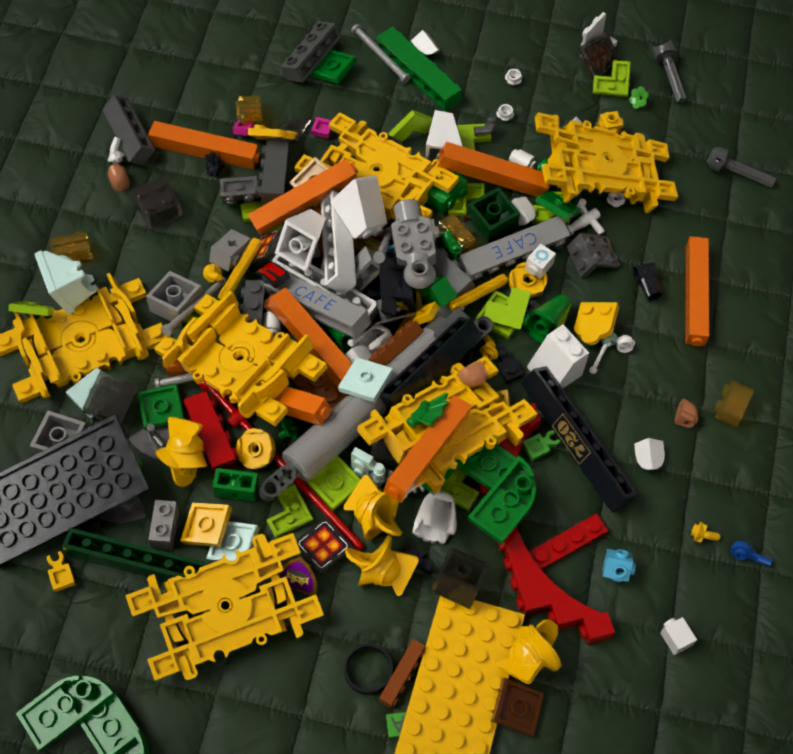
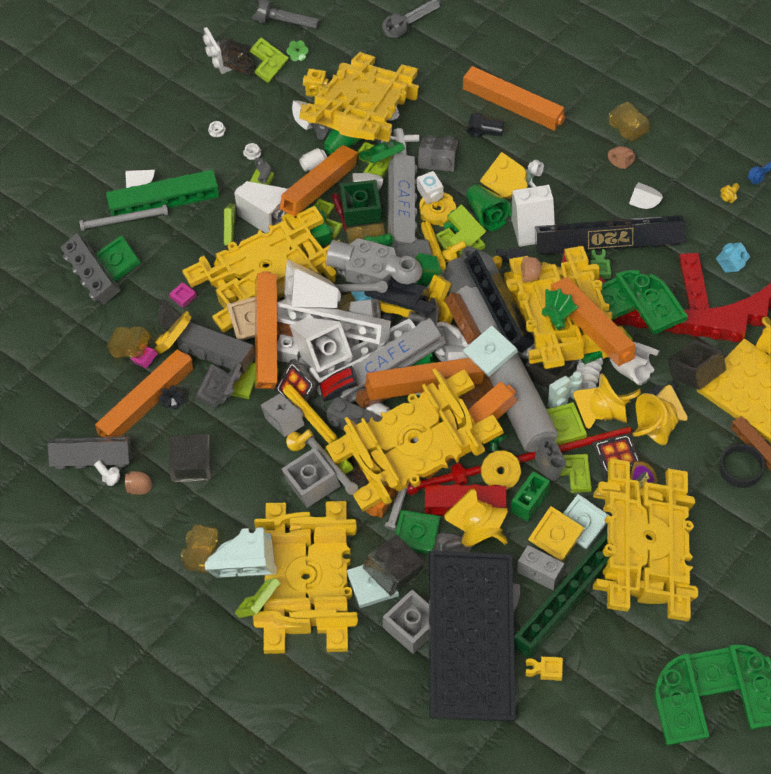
camera: 60 degrees left, 5 degrees down
(477, 310) = (451, 252): none -> yellow plate

